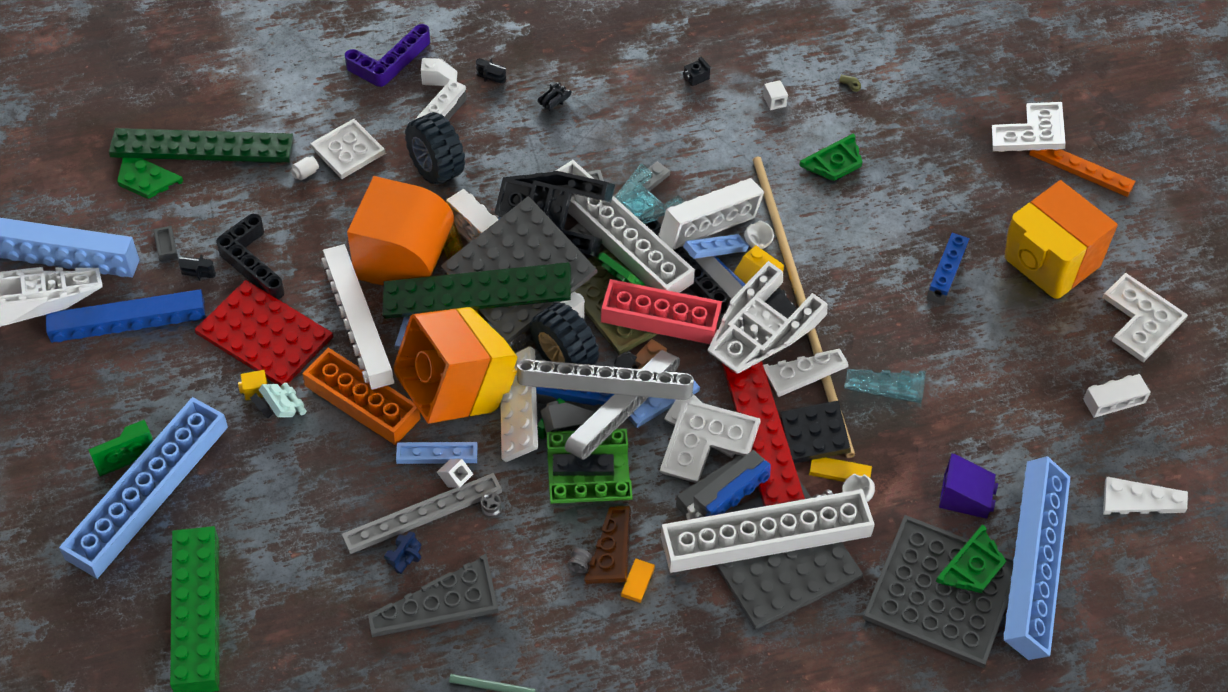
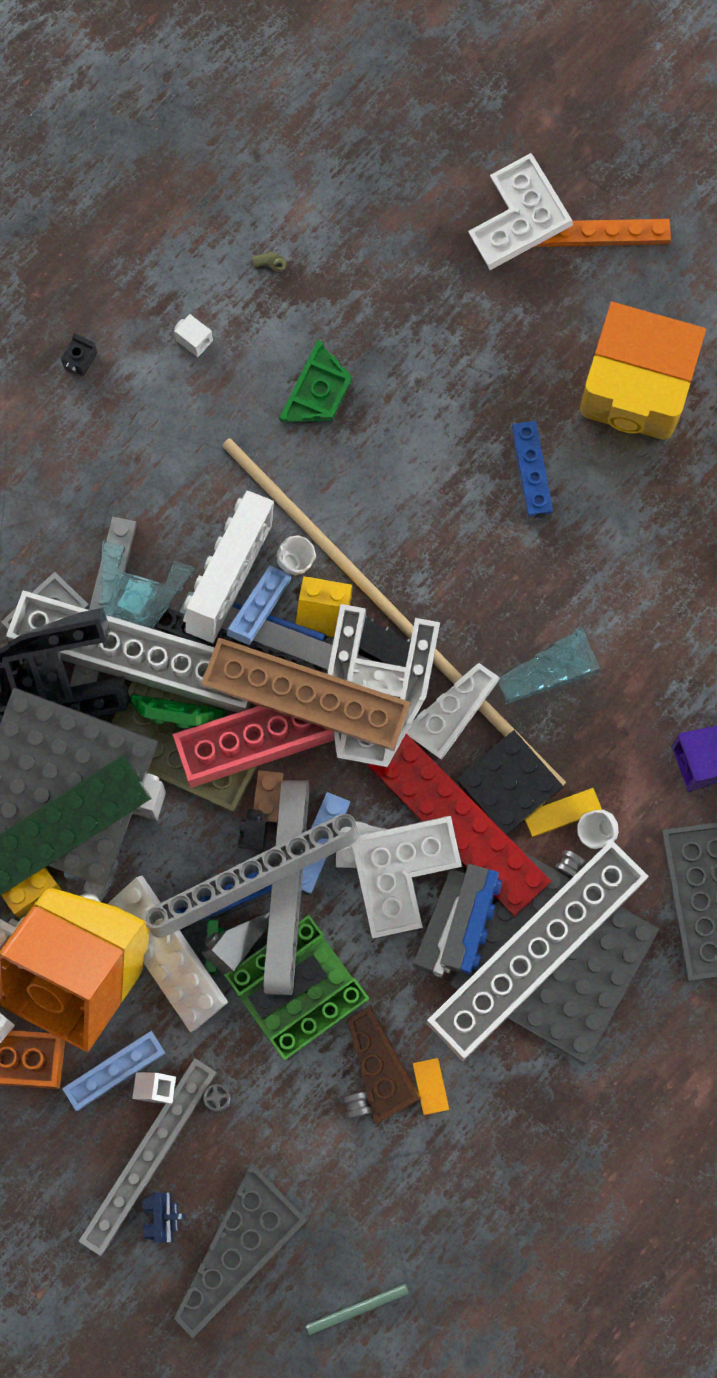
camera: 30 degrees left, 20 degrees up
(563, 336) = (171, 847): black wheel -> none
(712, 299) = (306, 694): none -> medium nougat plate

